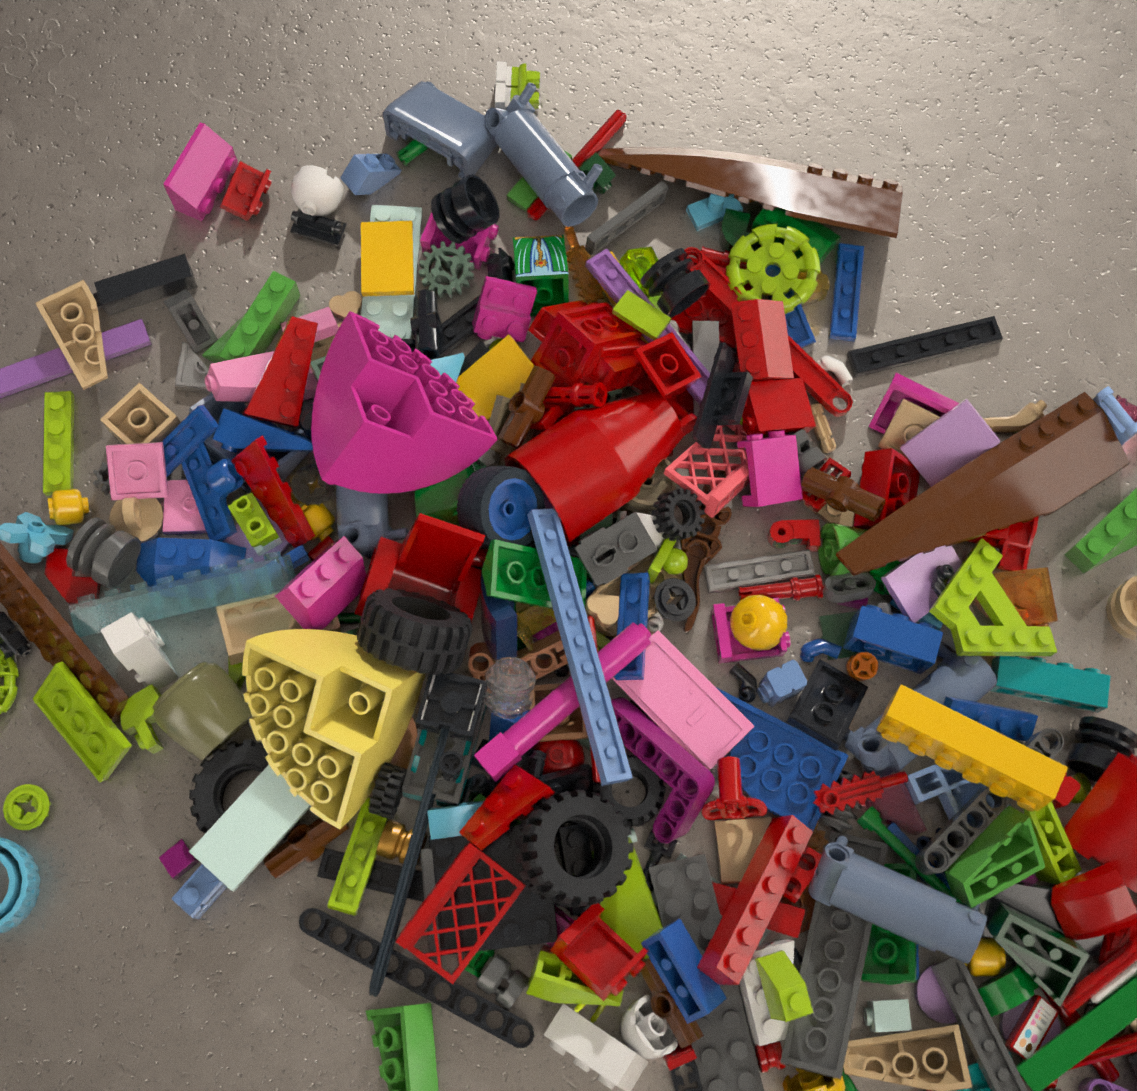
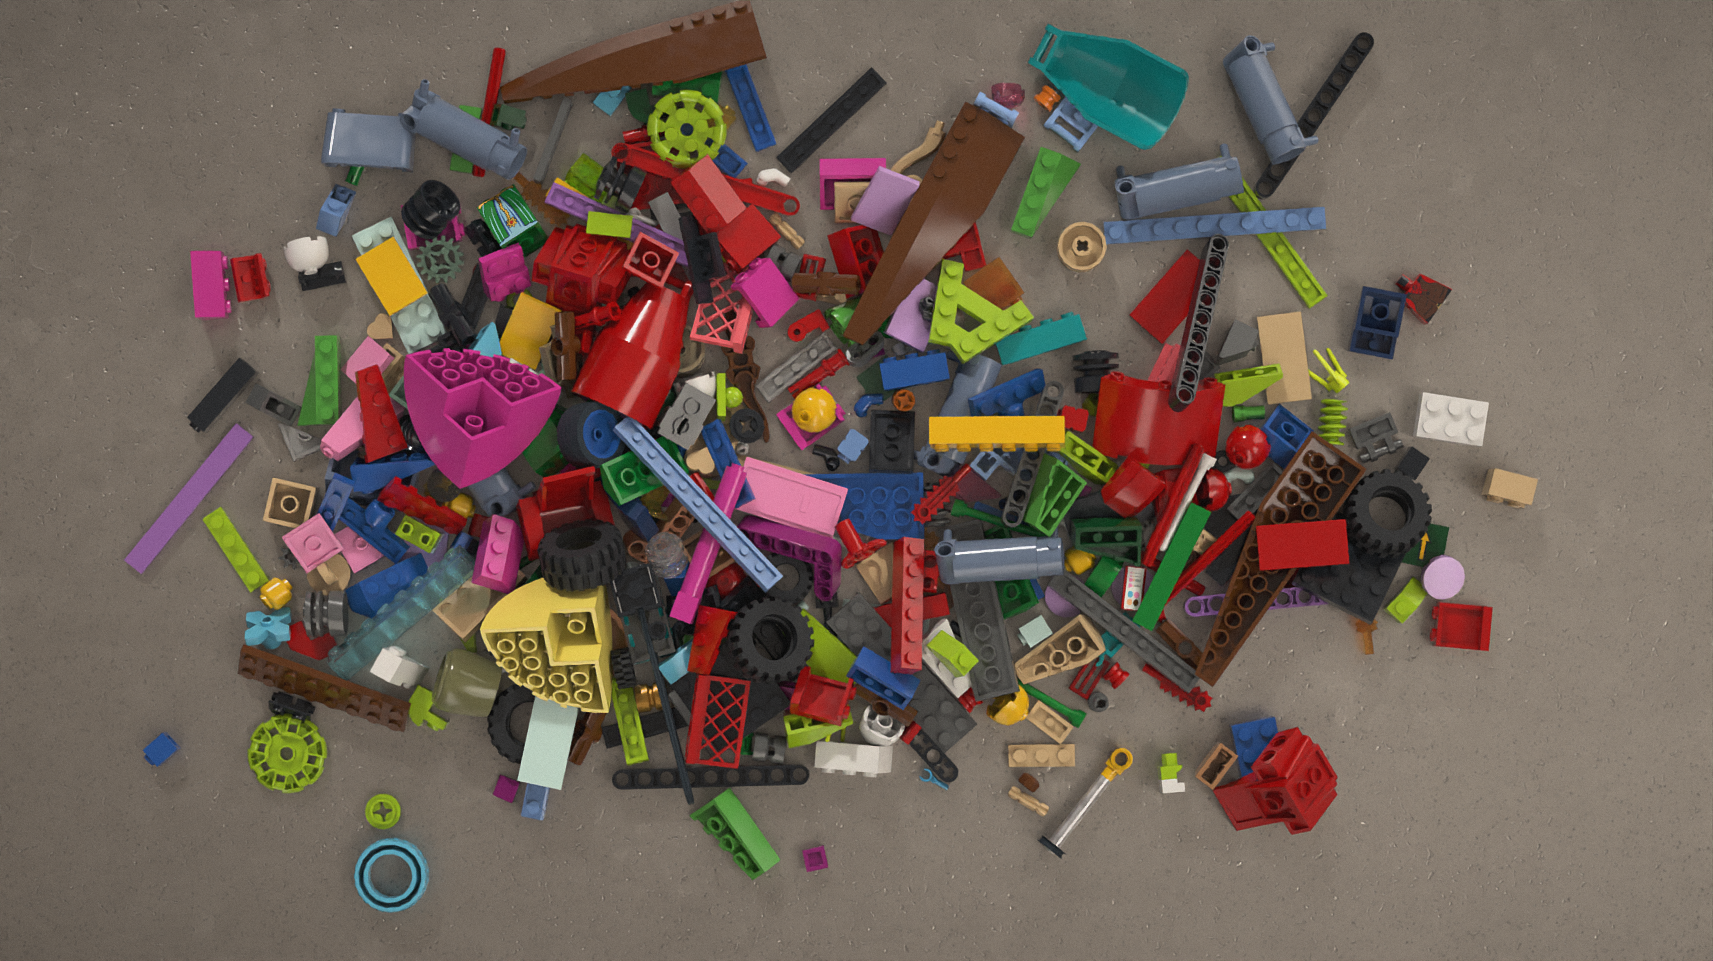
camera: 30 degrees left, 15 degrees up
(77, 330) = (198, 460): tan wedge -> none
(81, 722) = (385, 736): lime tile -> none
(512, 81) = (402, 75): hips -> none
(666, 518) = (707, 372): black tyre -> none

